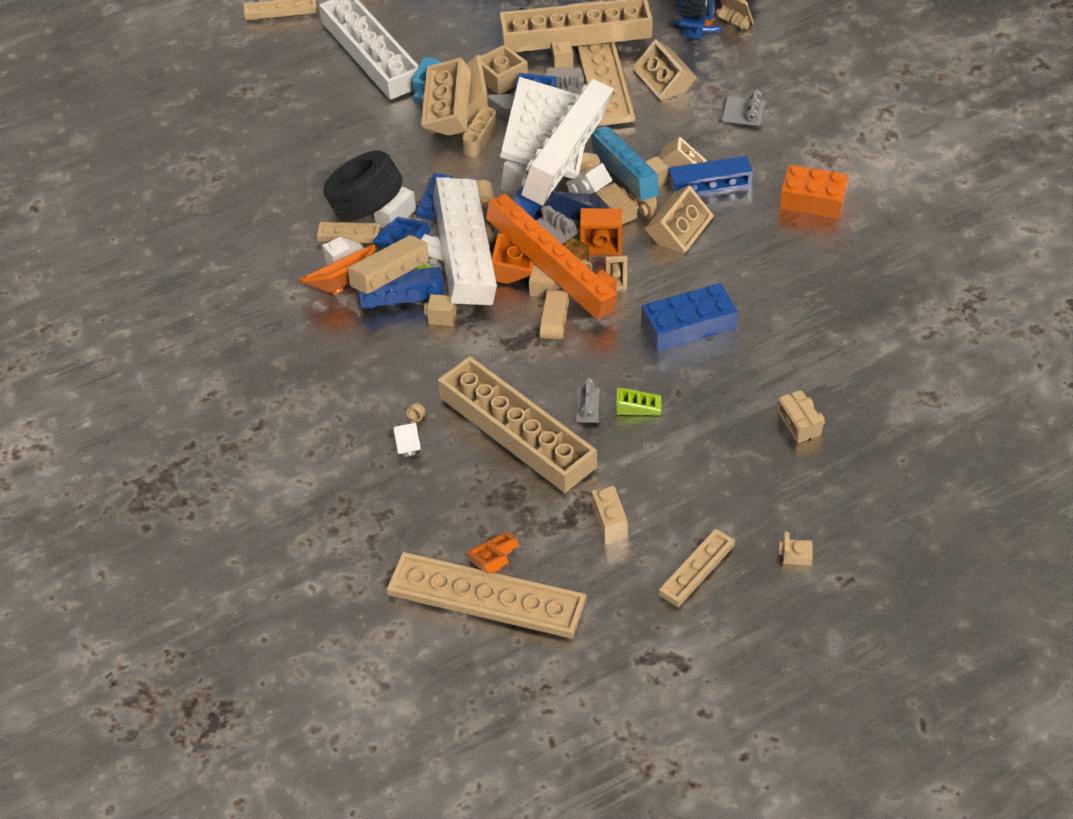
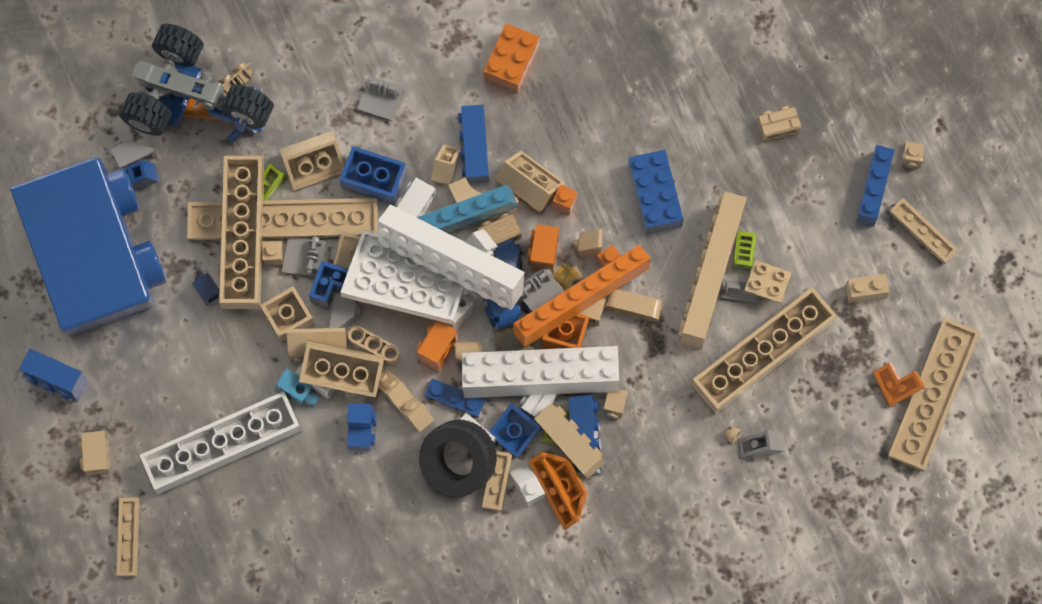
camera: 85 degrees left, 25 degrees up
(394, 131) = (360, 421): none -> blue brick
(429, 149) = (403, 400): none -> tan arch
(482, 163) = (437, 345): none -> orange brick
(600, 419) = (768, 281): none -> tan hinge
(610, 366) = (711, 274): none -> tan brick
(632, 48) = (276, 181): none -> lime slope
(640, 140) = (417, 198): none -> white brick
(656, 107) = (373, 175): none -> blue brick
(663, 247) = (564, 199): none -> orange brick
(744, 511) = (875, 185): none -> blue brick

